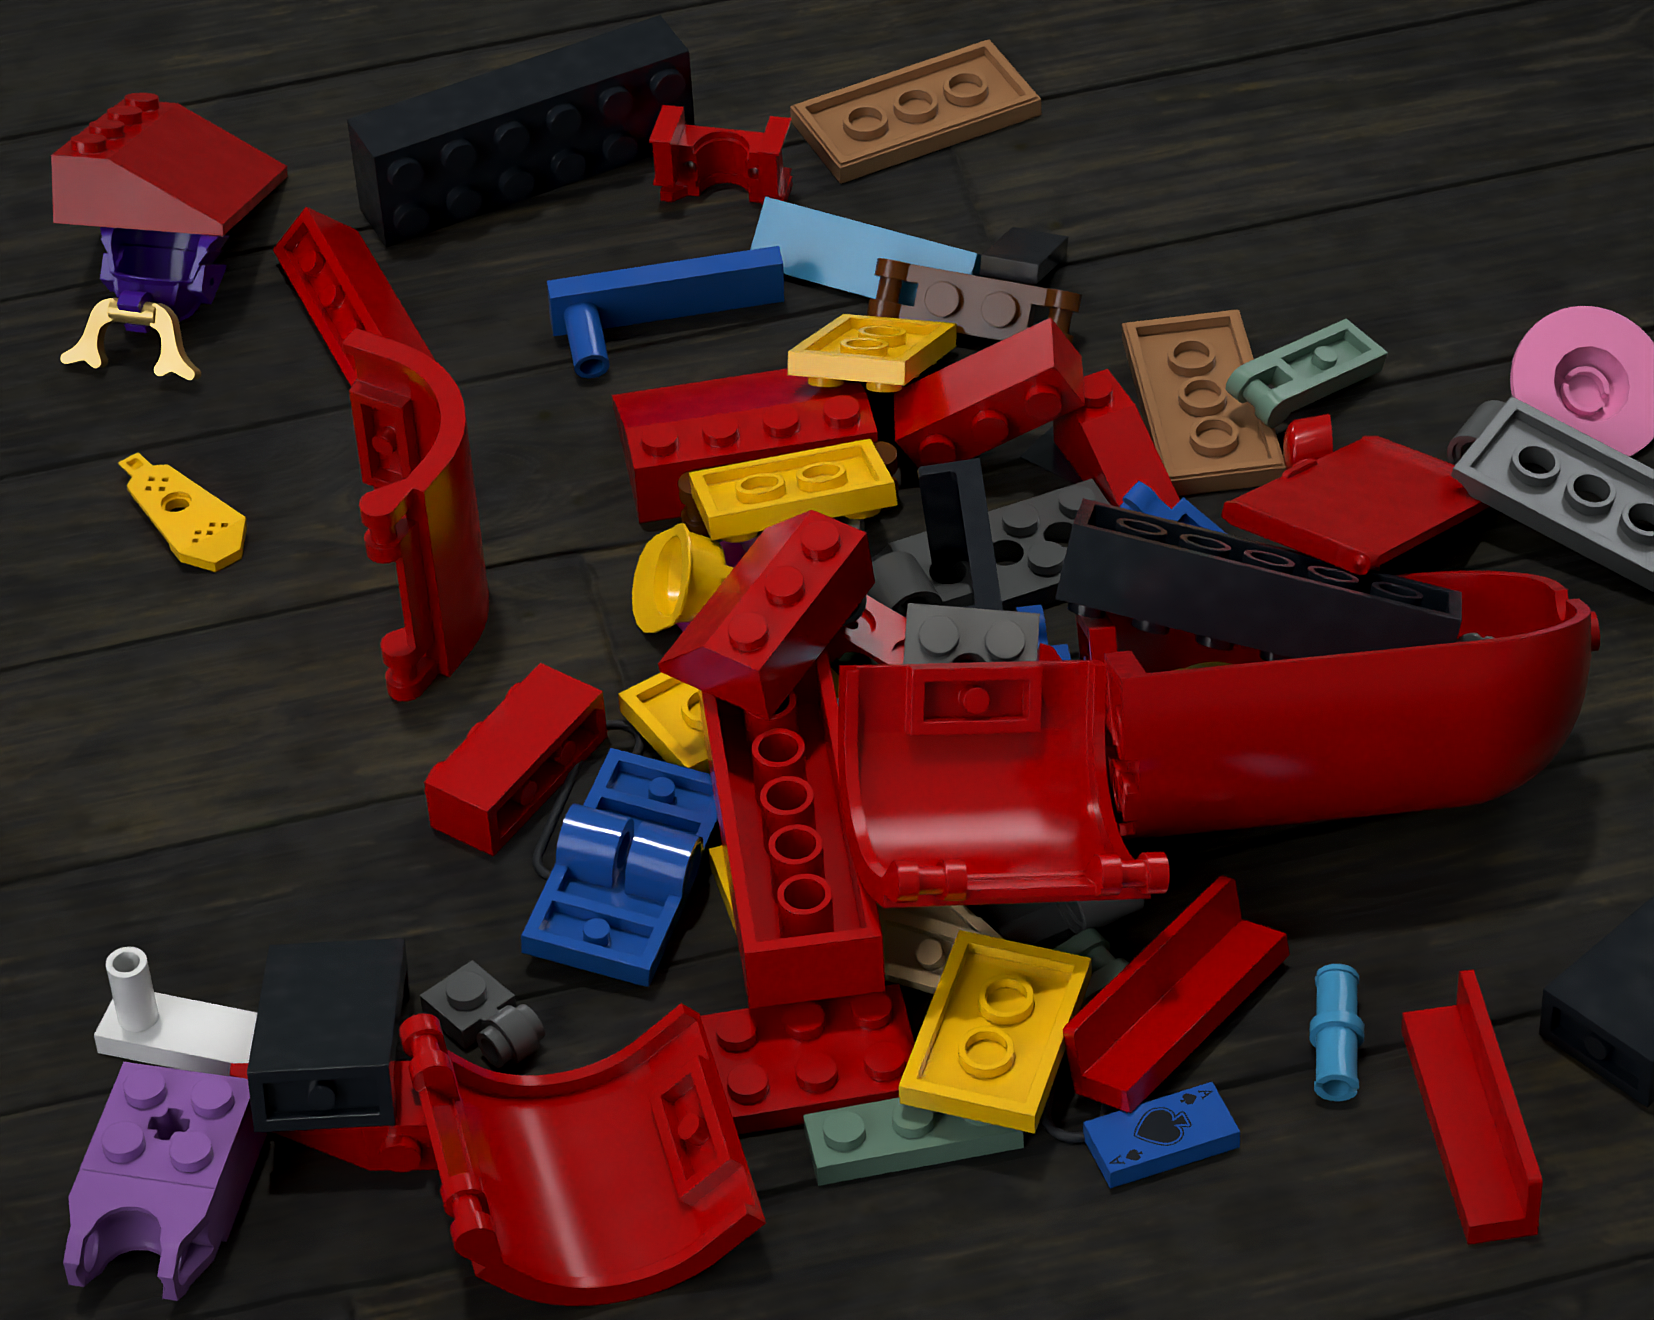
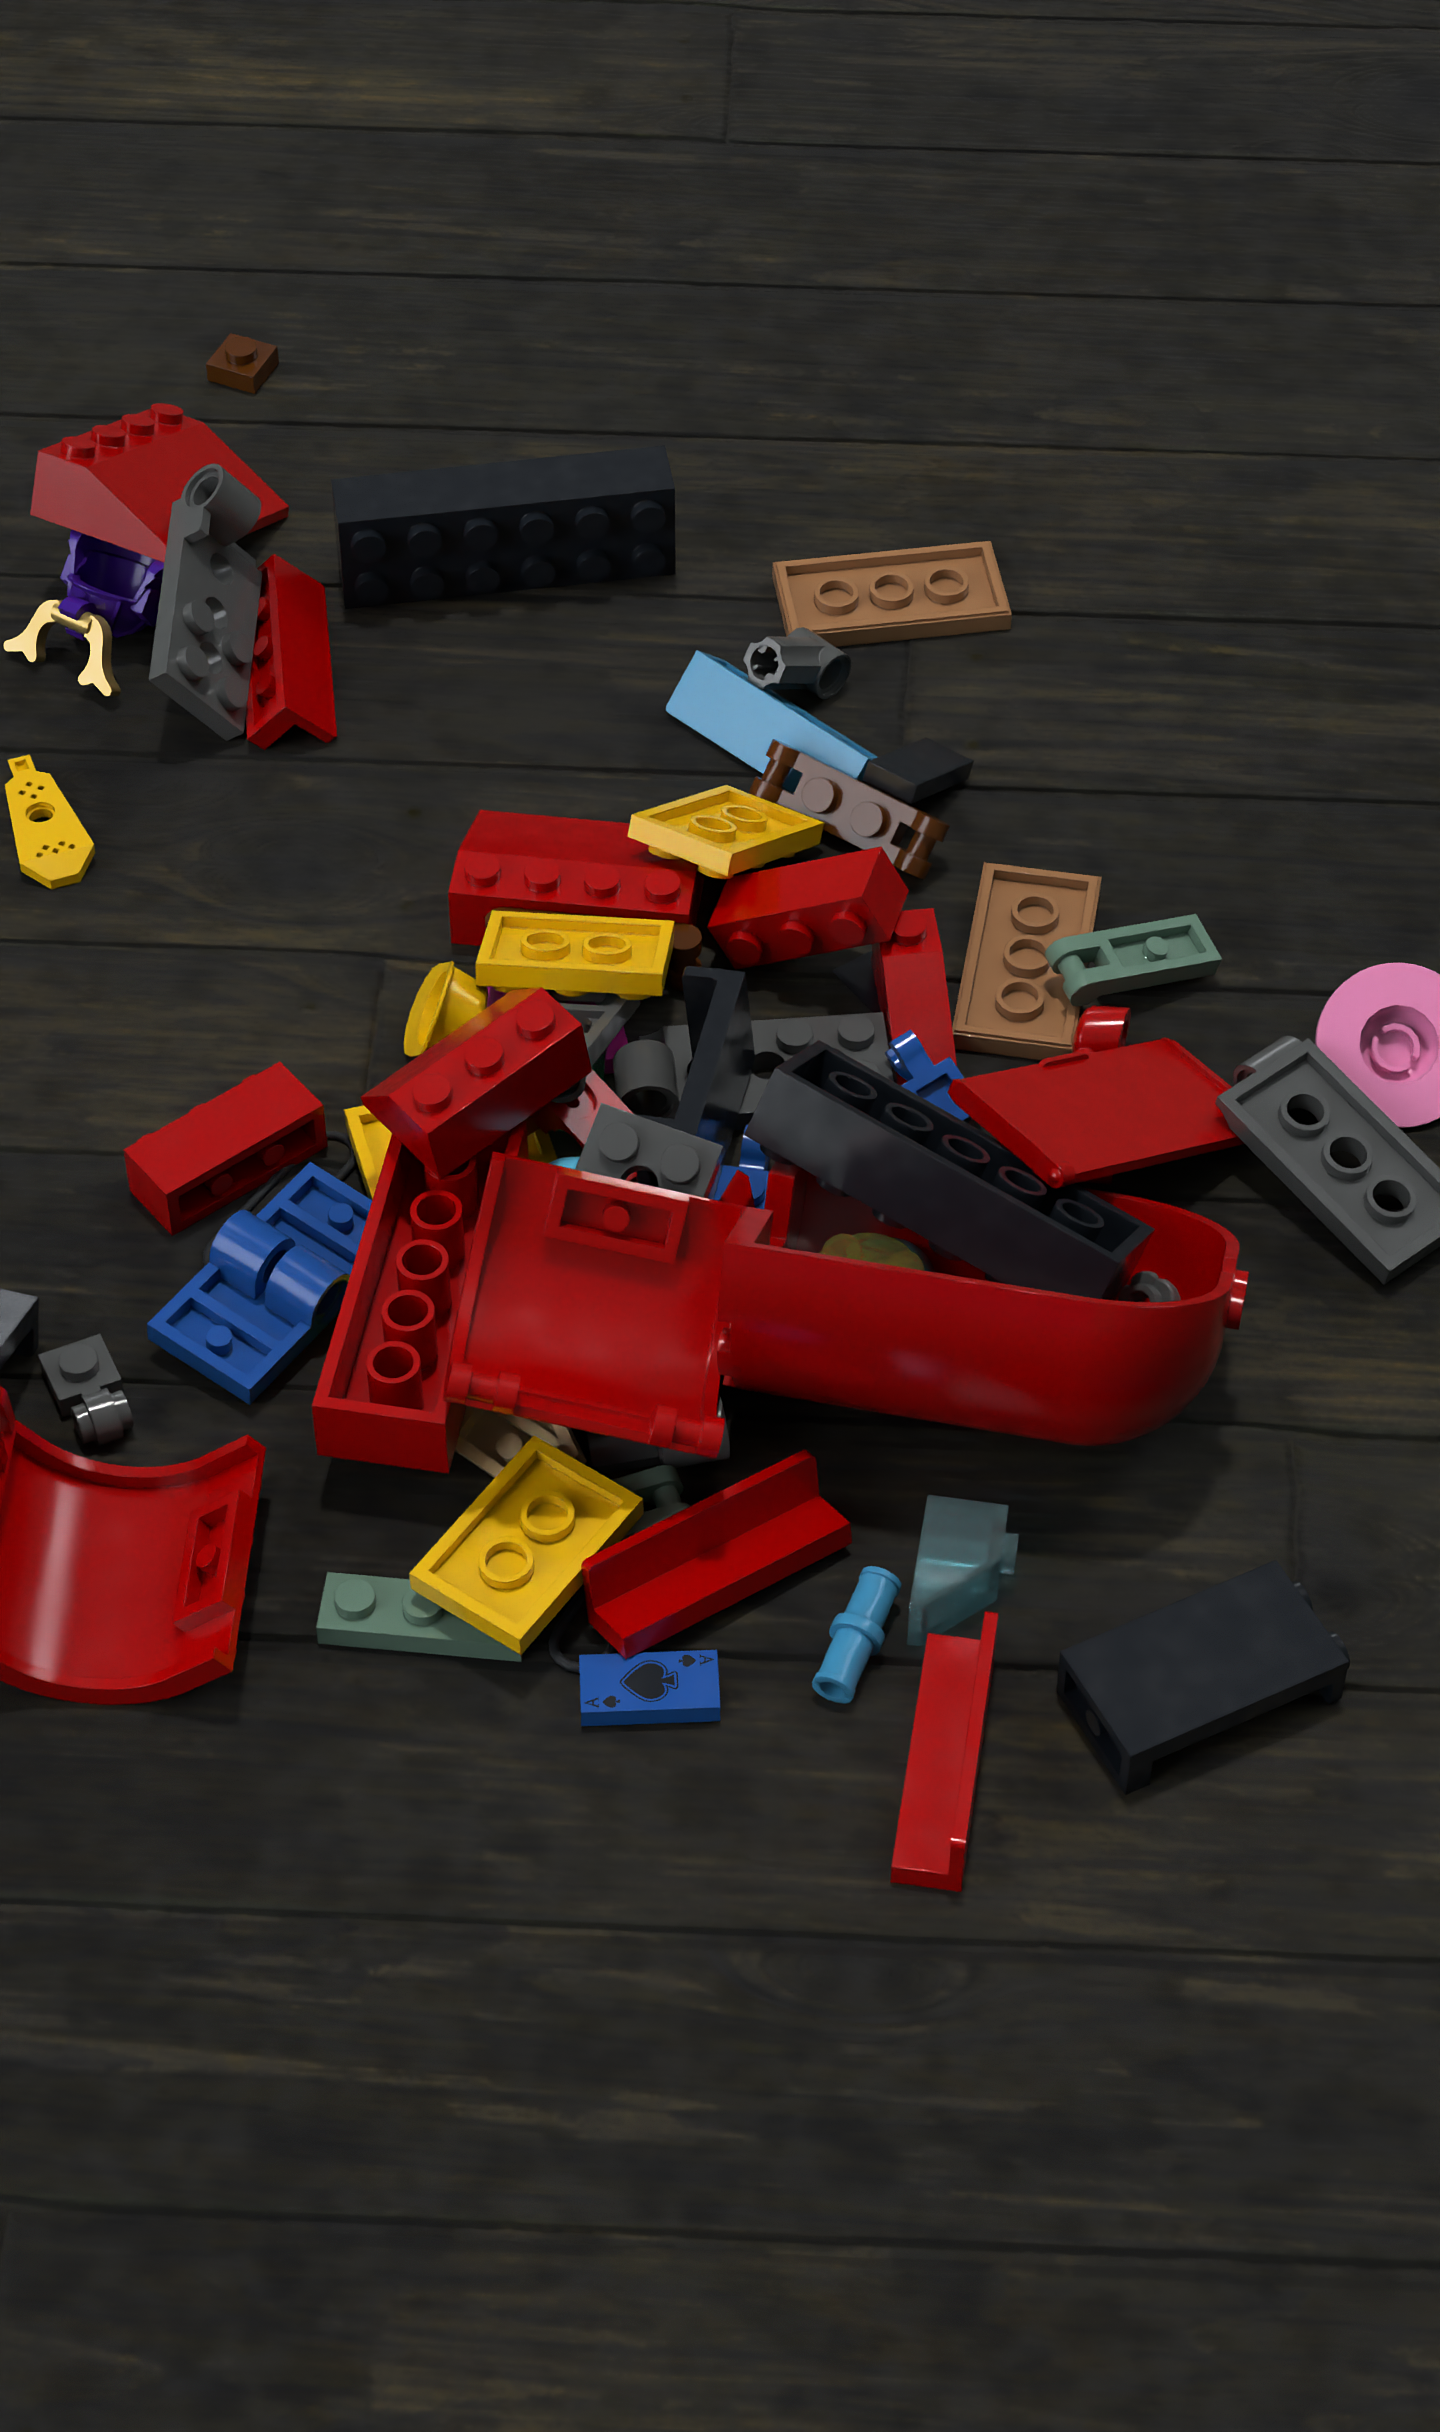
camera: 15 degrees right, 5 degrees up
(176, 46) = (242, 363): none -> reddish brown plate
(268, 259) = (205, 617): none -> dark grey hinge
(421, 507) = (226, 920): red hinge -> none
(657, 292) = (559, 719): blue piece -> none
(701, 156) = (657, 594): red piece -> none
(809, 1056) = (353, 1515): red plate -> none
(865, 188) = (798, 662): none -> dark grey piece
(1401, 942) = (958, 1563): none -> clear light blue slope

